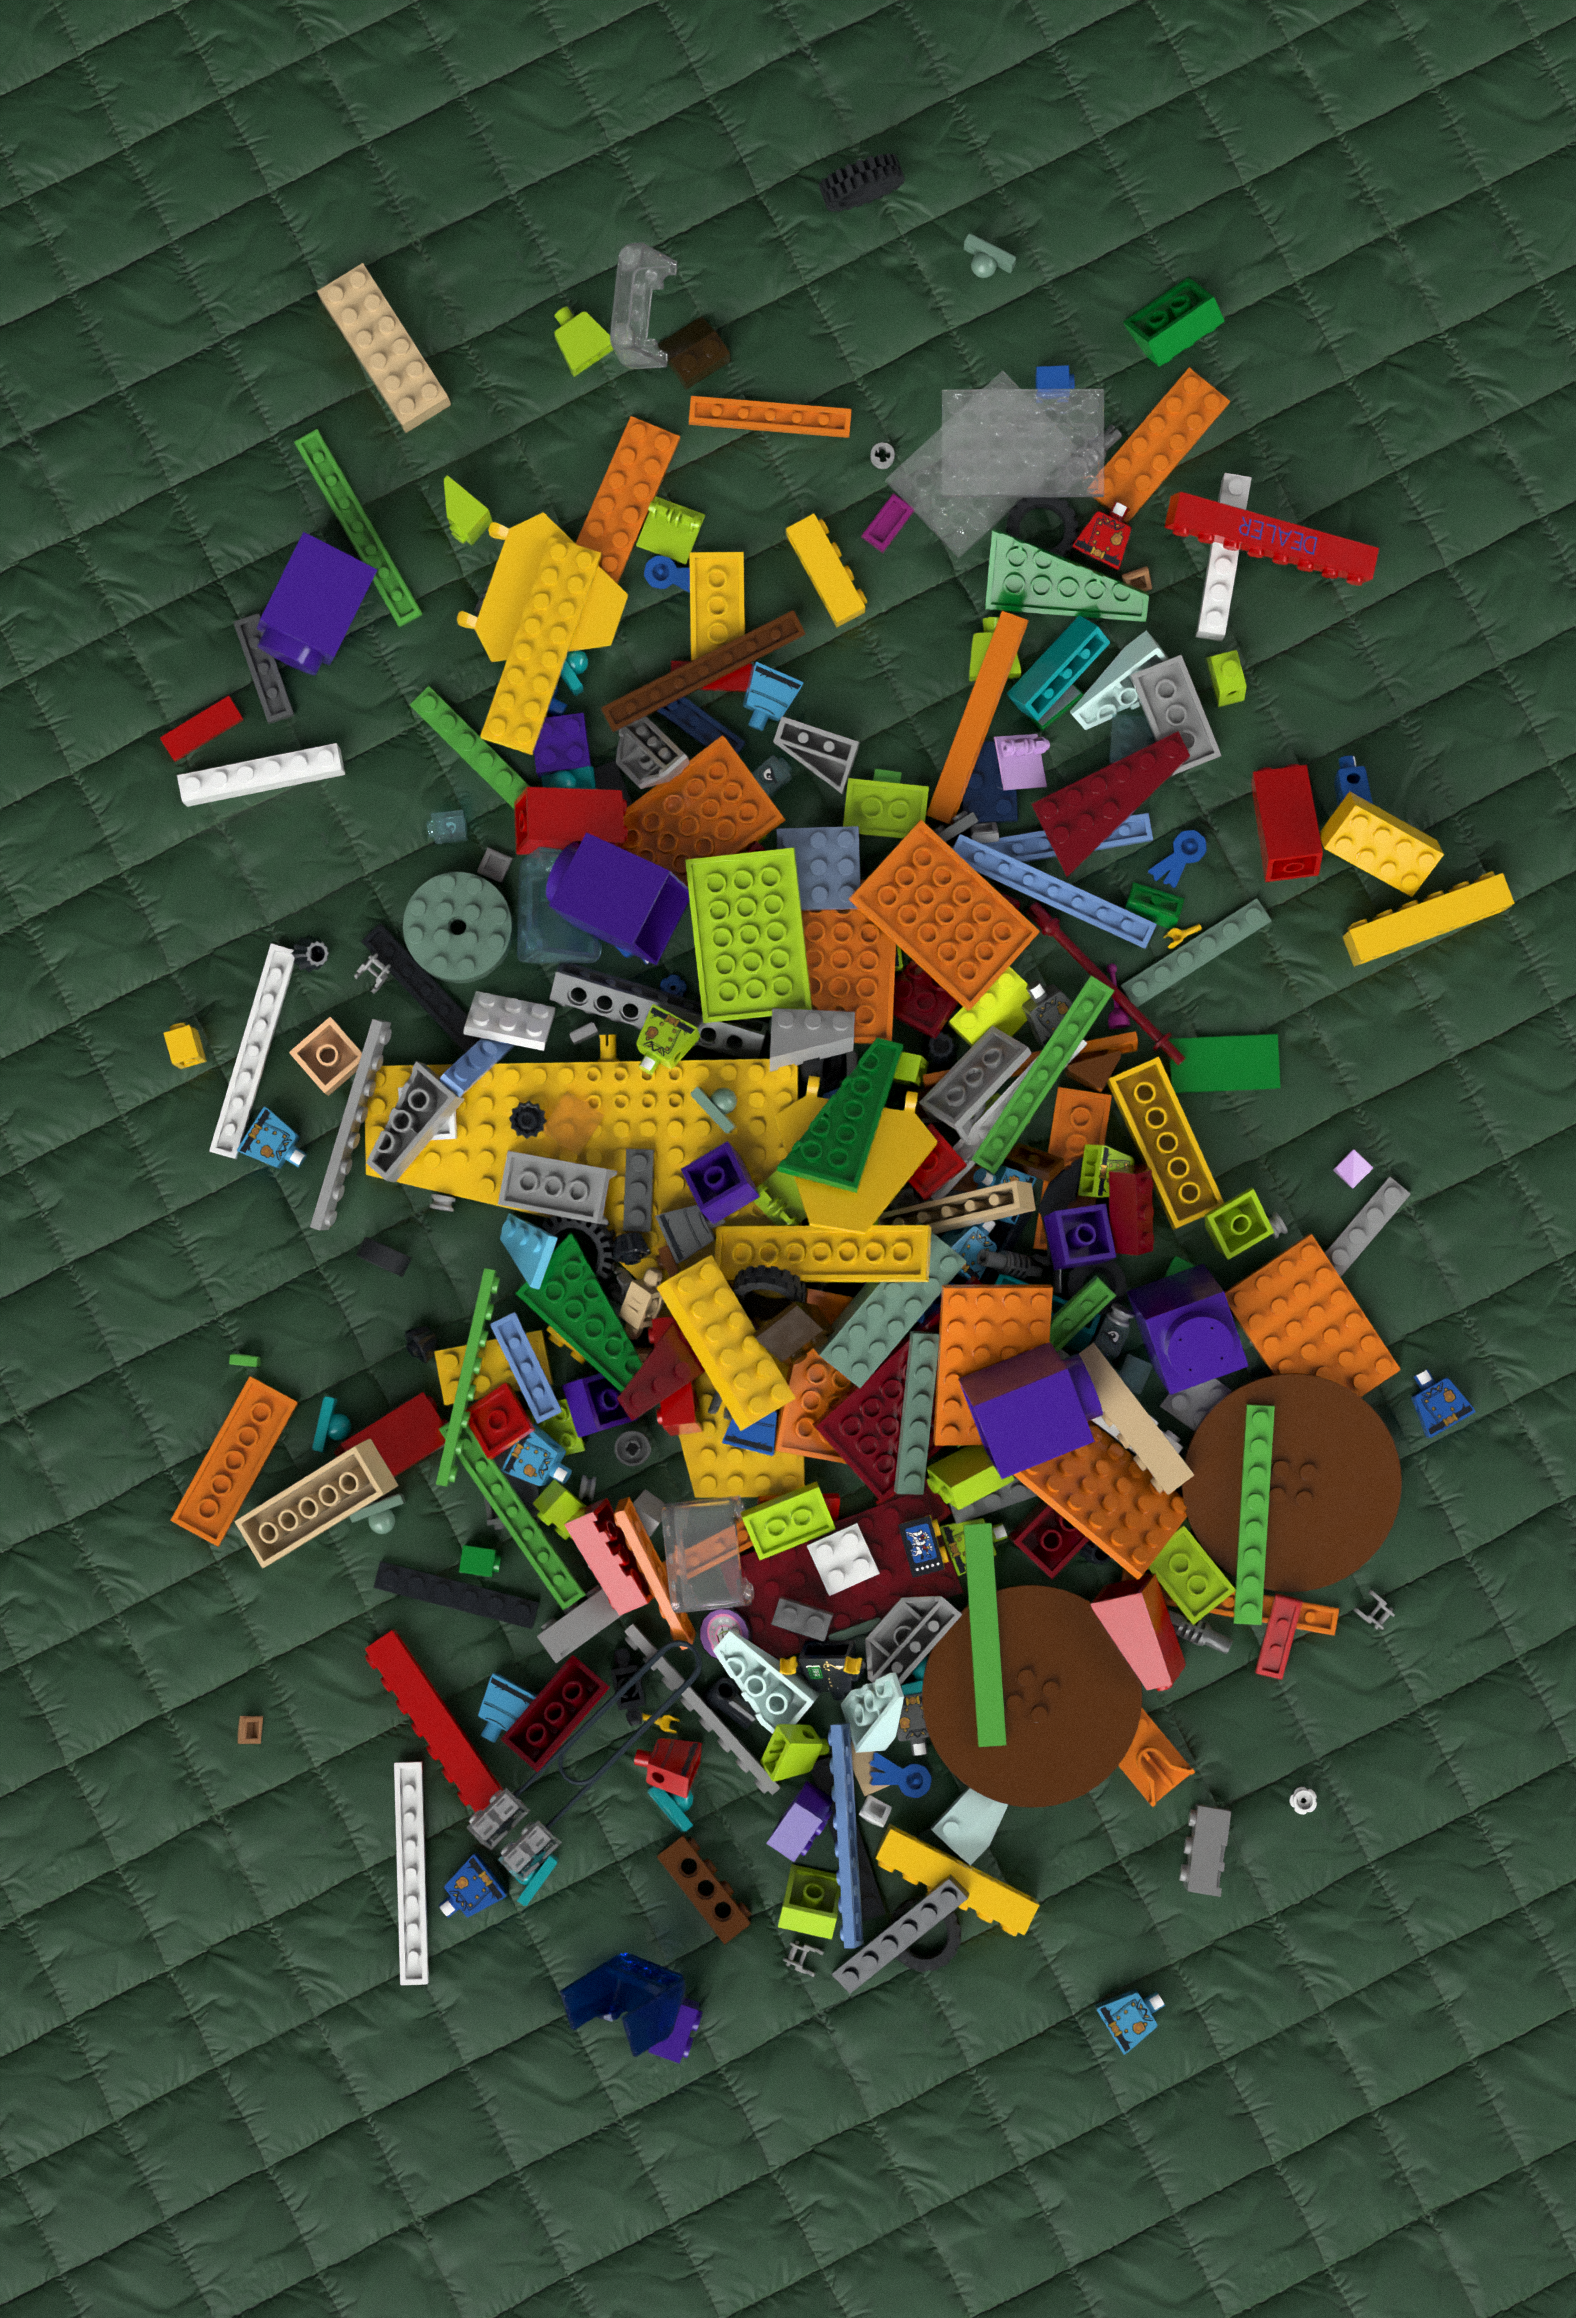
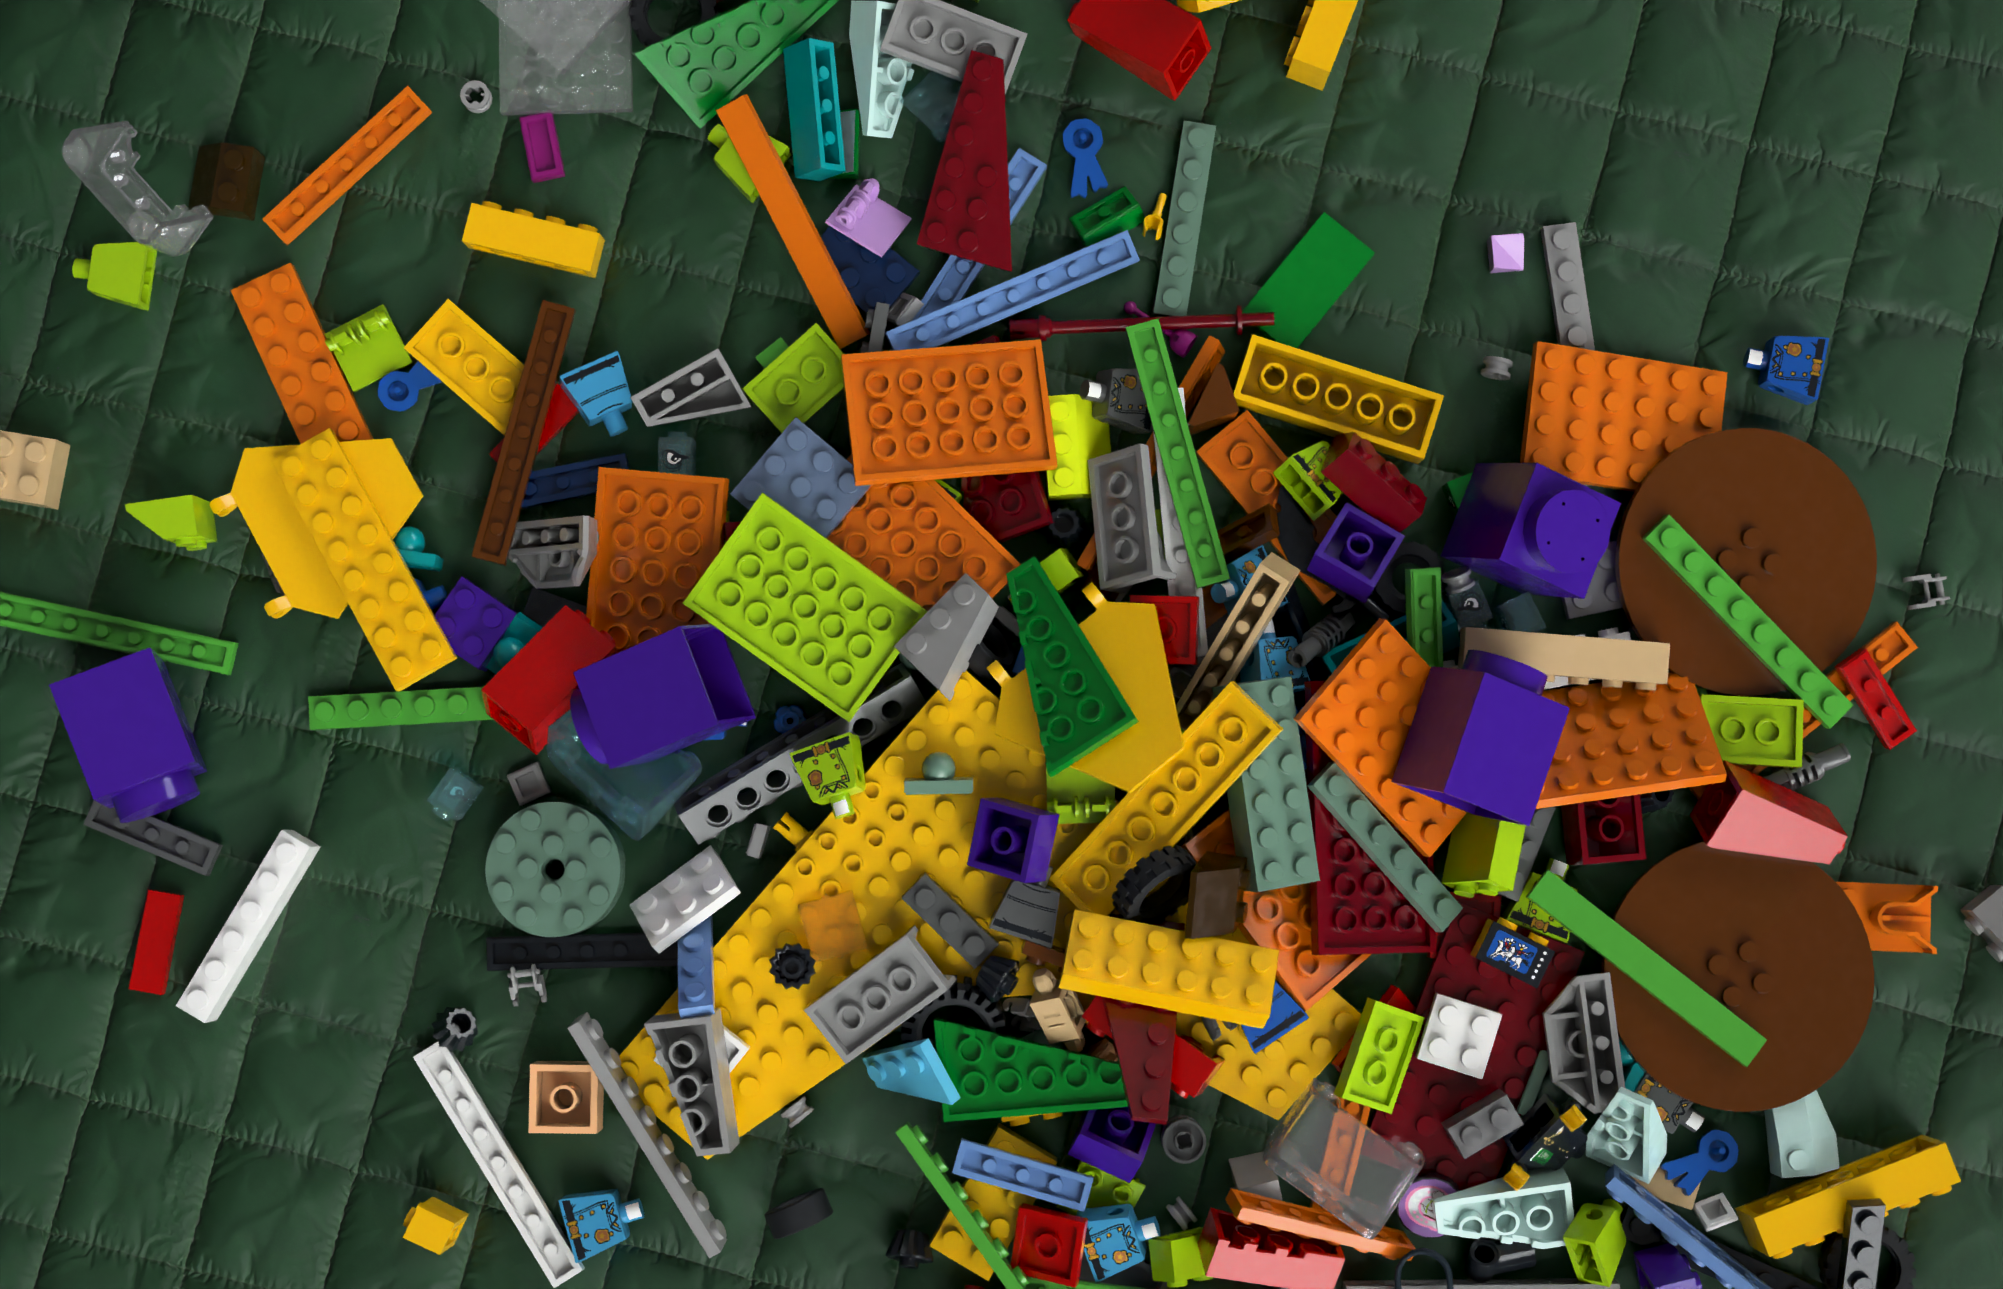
camera: 50 degrees left, 0 degrees up
(1238, 1224) = (1470, 400): lime slope -> none

